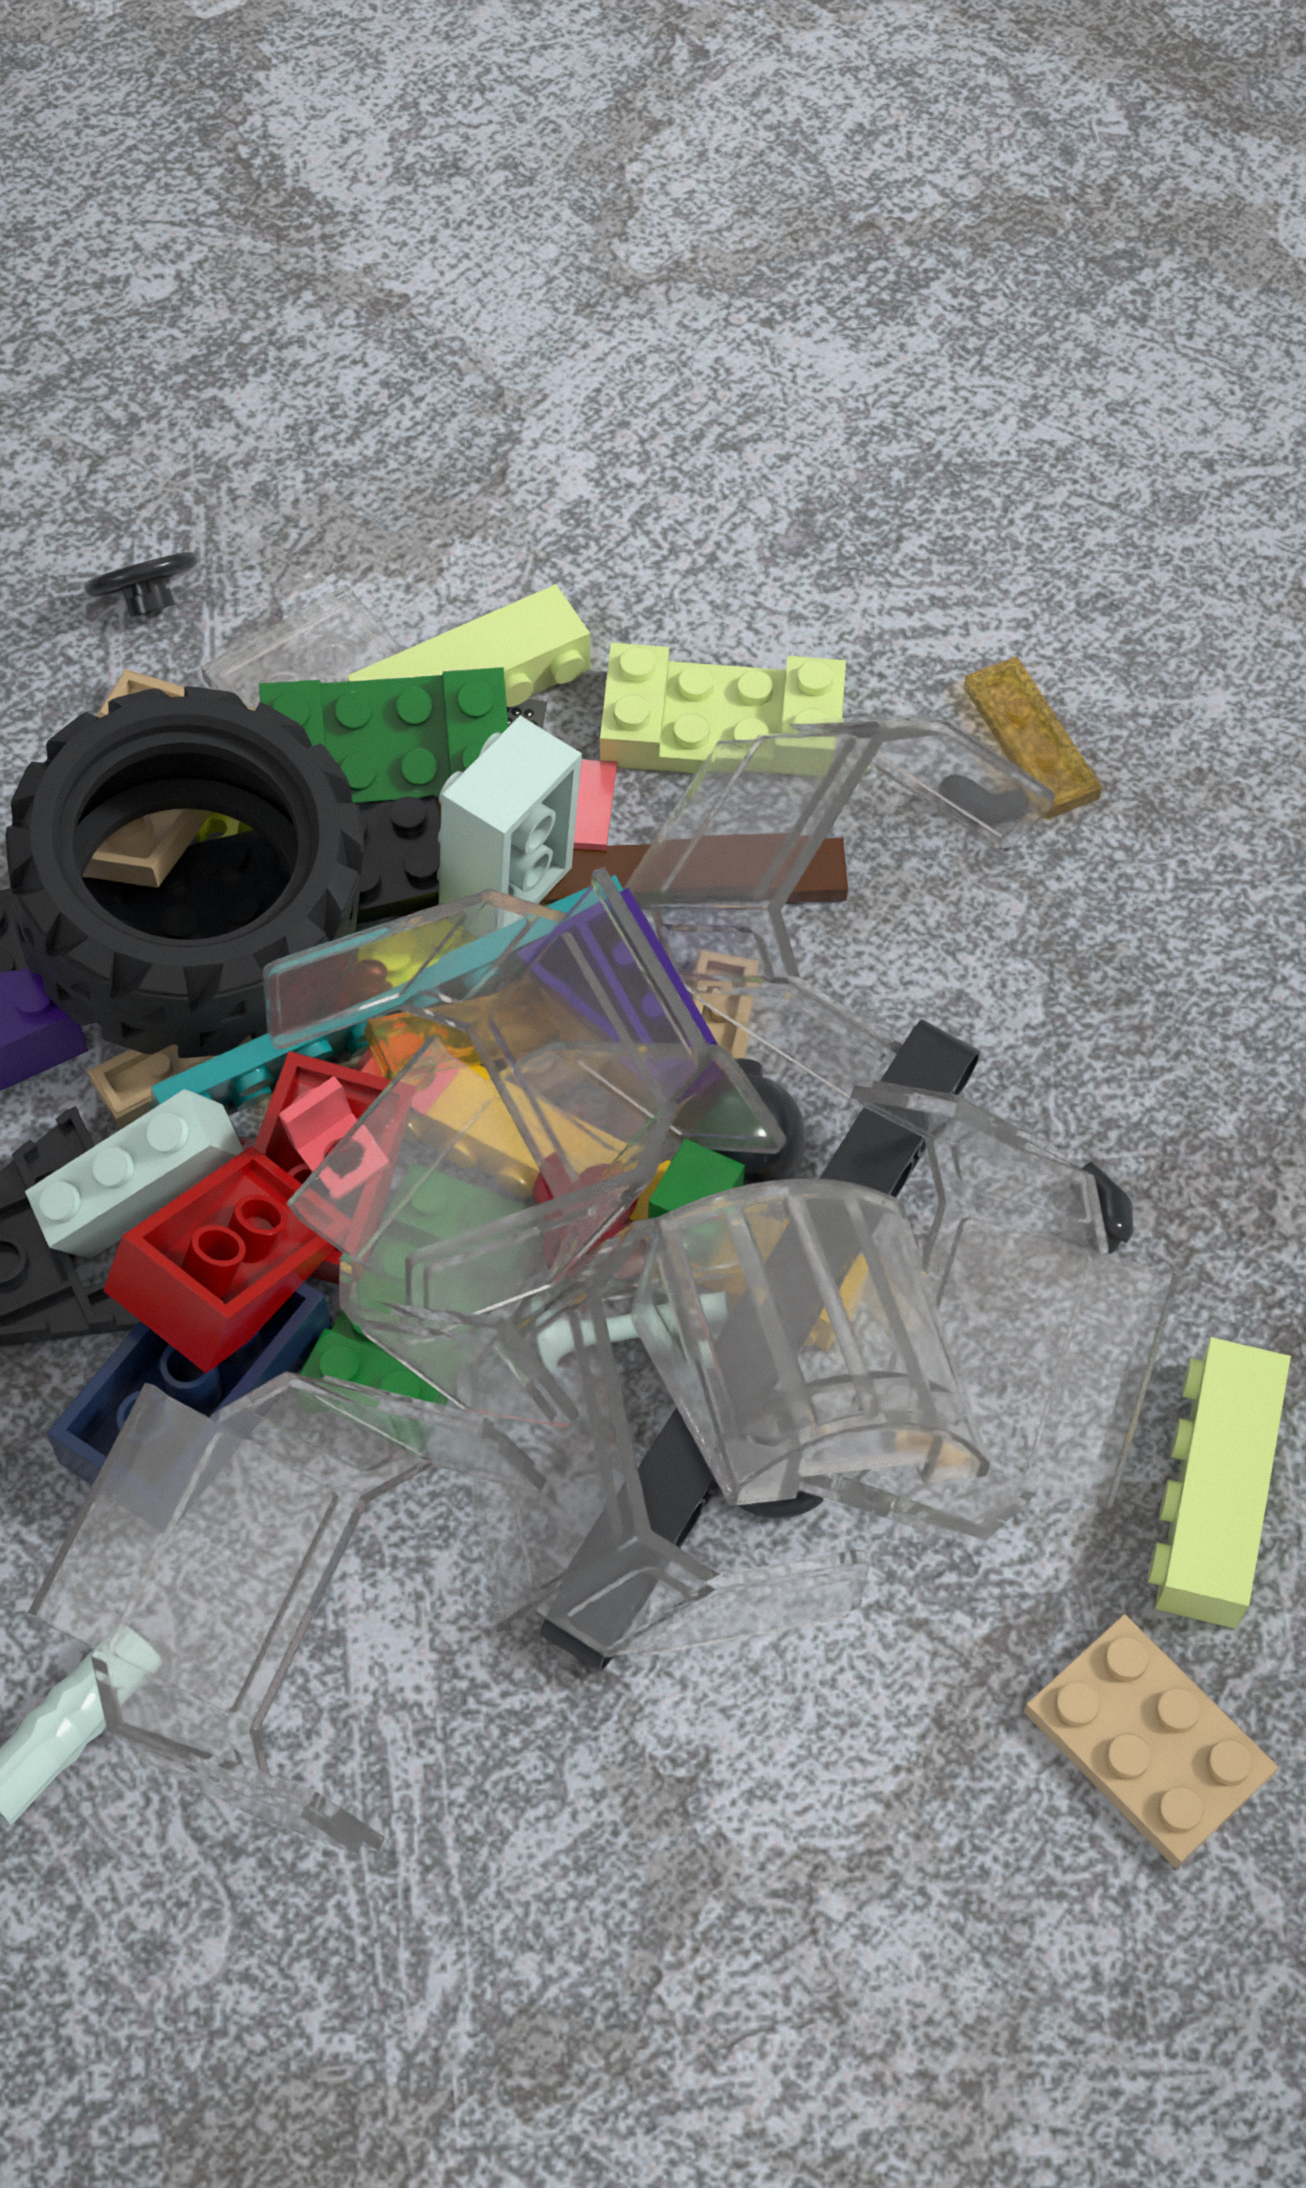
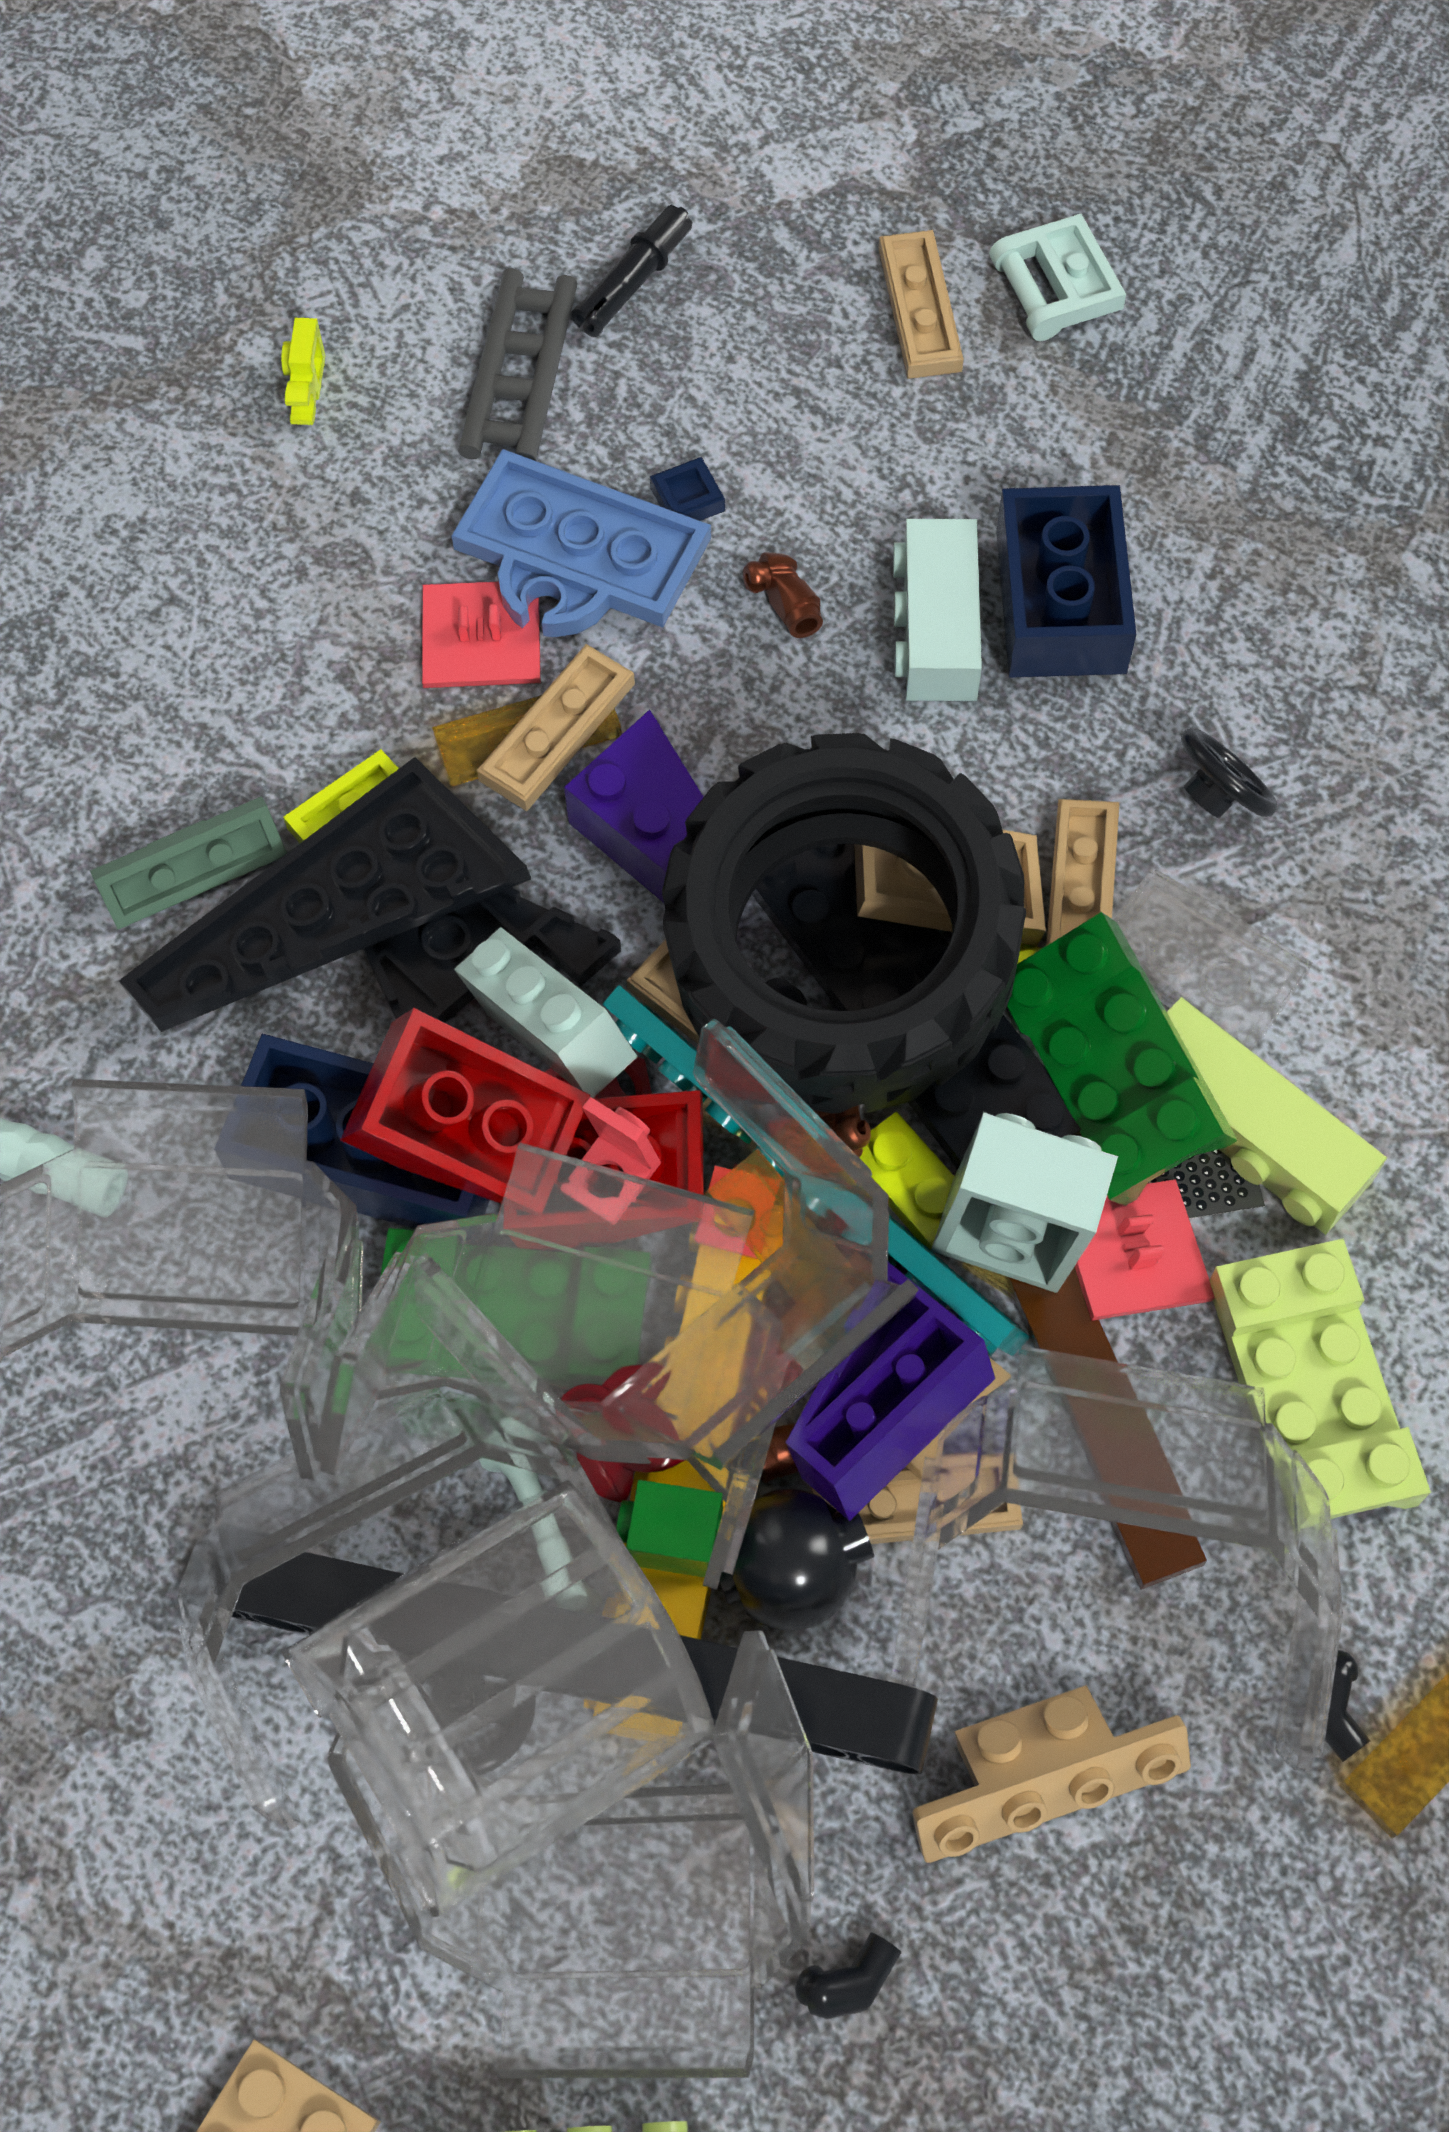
camera: 75 degrees right, 5 degrees up
(972, 998) = (1044, 1766): none -> tan bracket

